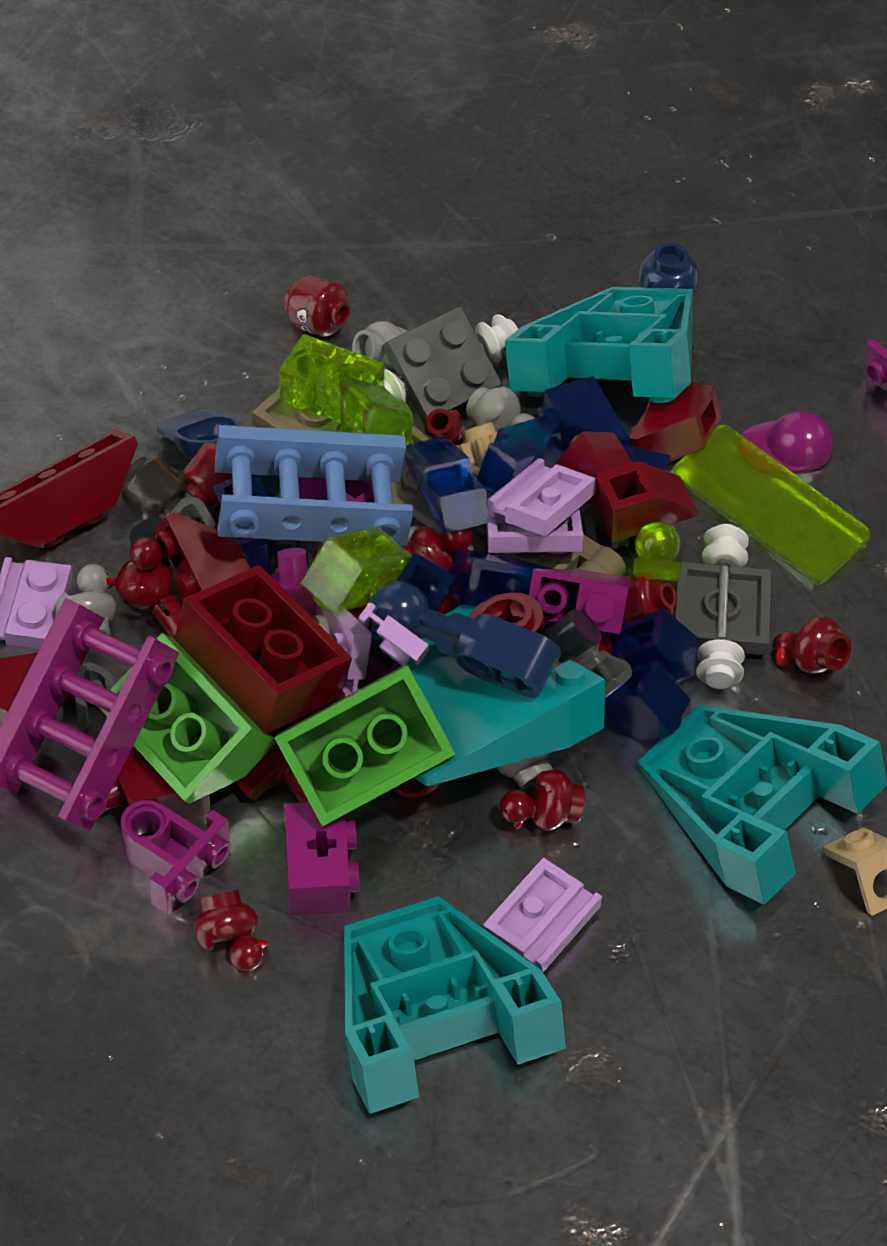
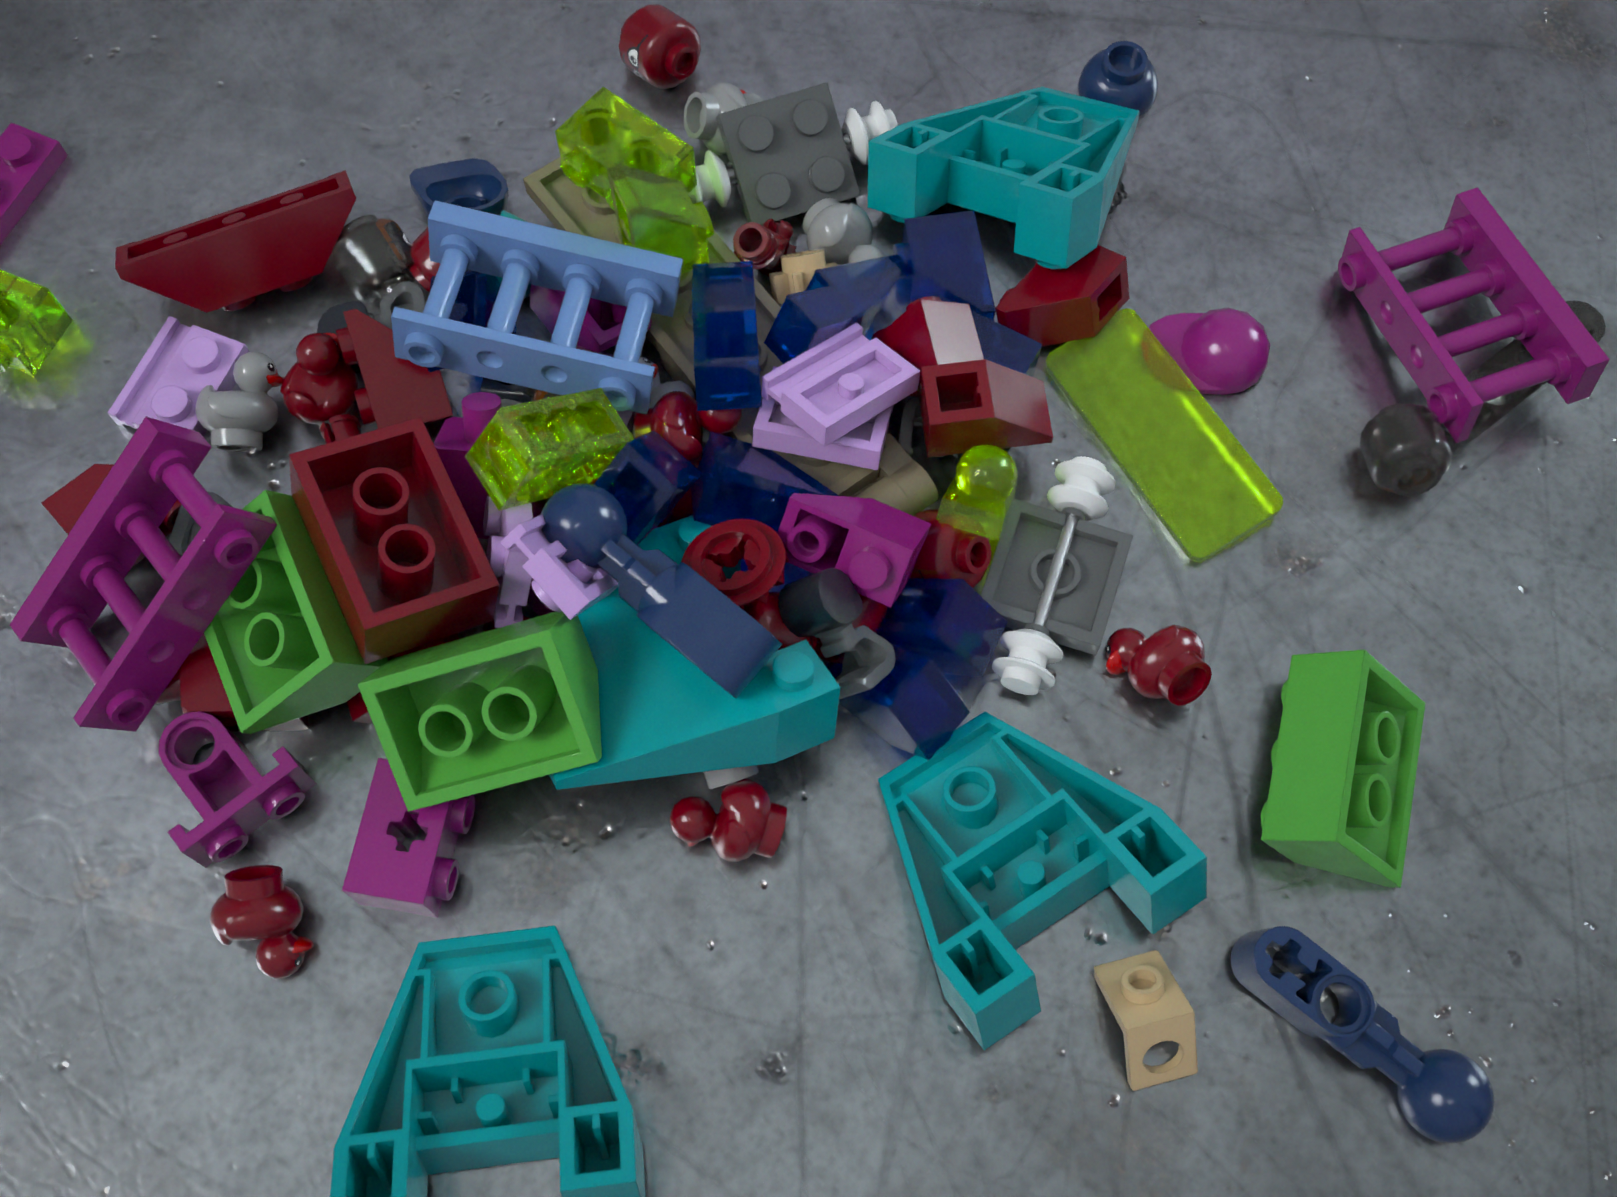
camera: 15 degrees right, 15 degrees up
(543, 914) = (678, 994): lavender plate -> none

